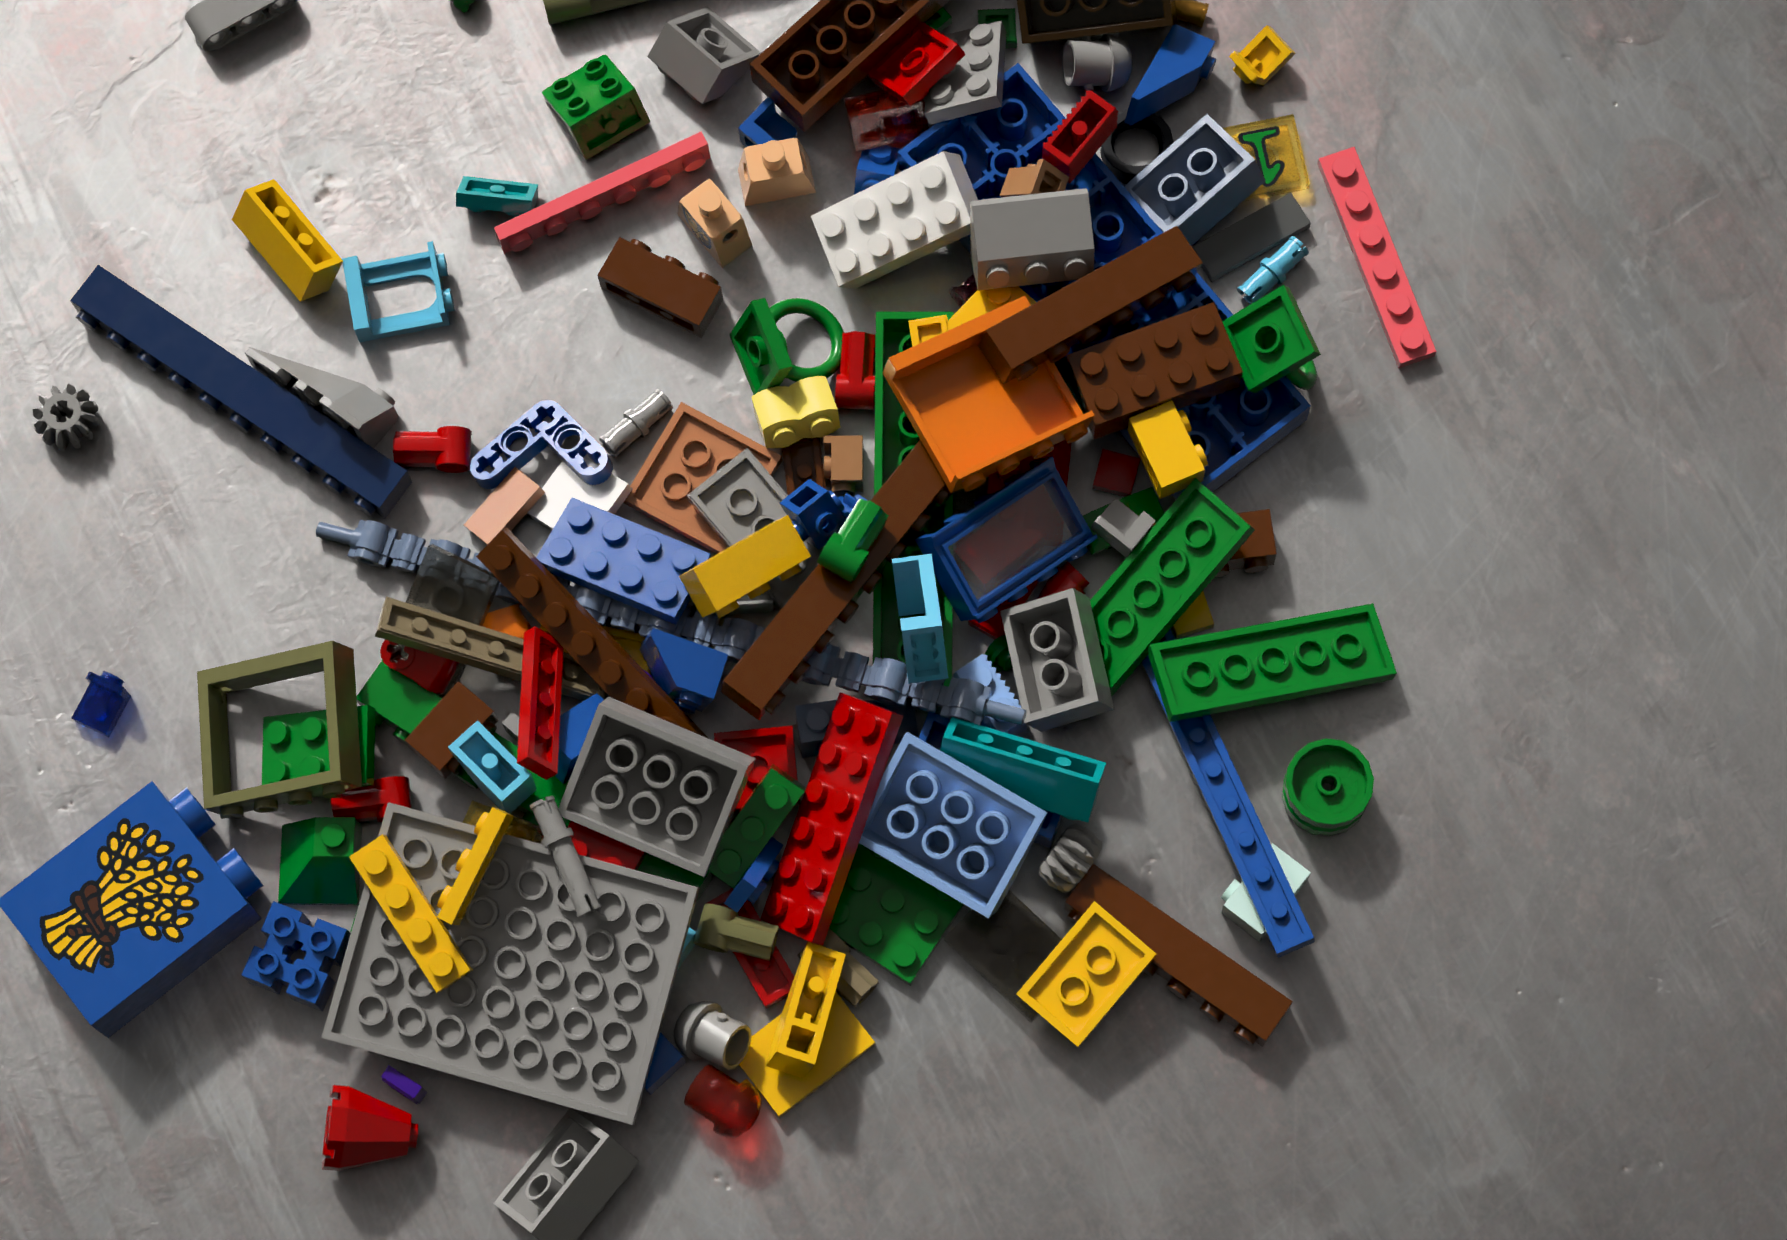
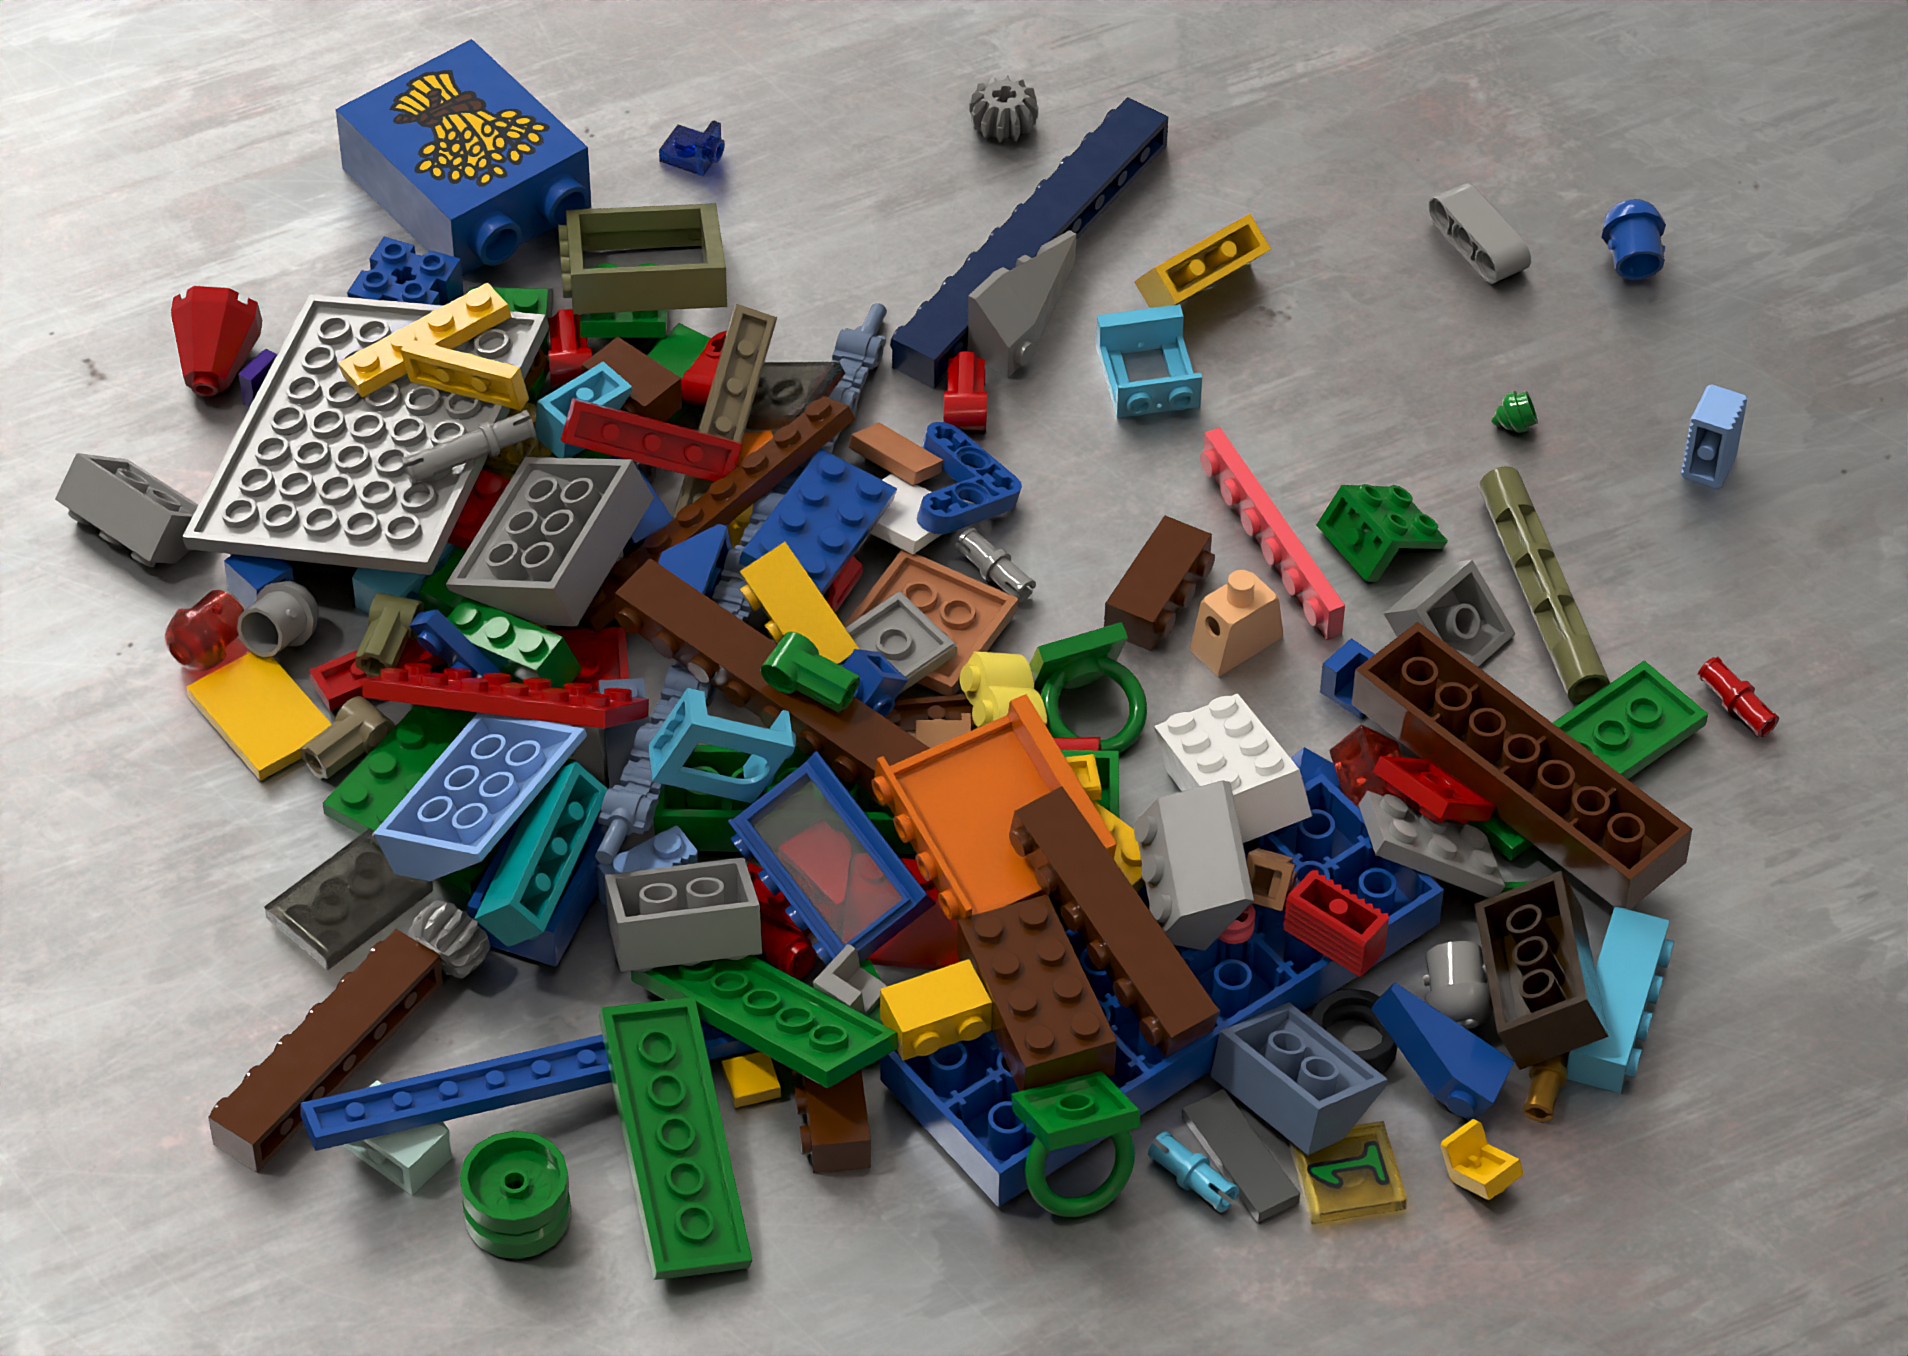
camera: 85 degrees right, 25 degrees down
(496, 195) = (1266, 442): teal plate -> none
(775, 171) = (1300, 662): light nougat torso -> none
(806, 1011) = (290, 689): yellow slope -> none
(1086, 974) = (305, 941): yellow plate -> none
(1376, 257) = (1217, 1288): coral plate -> none

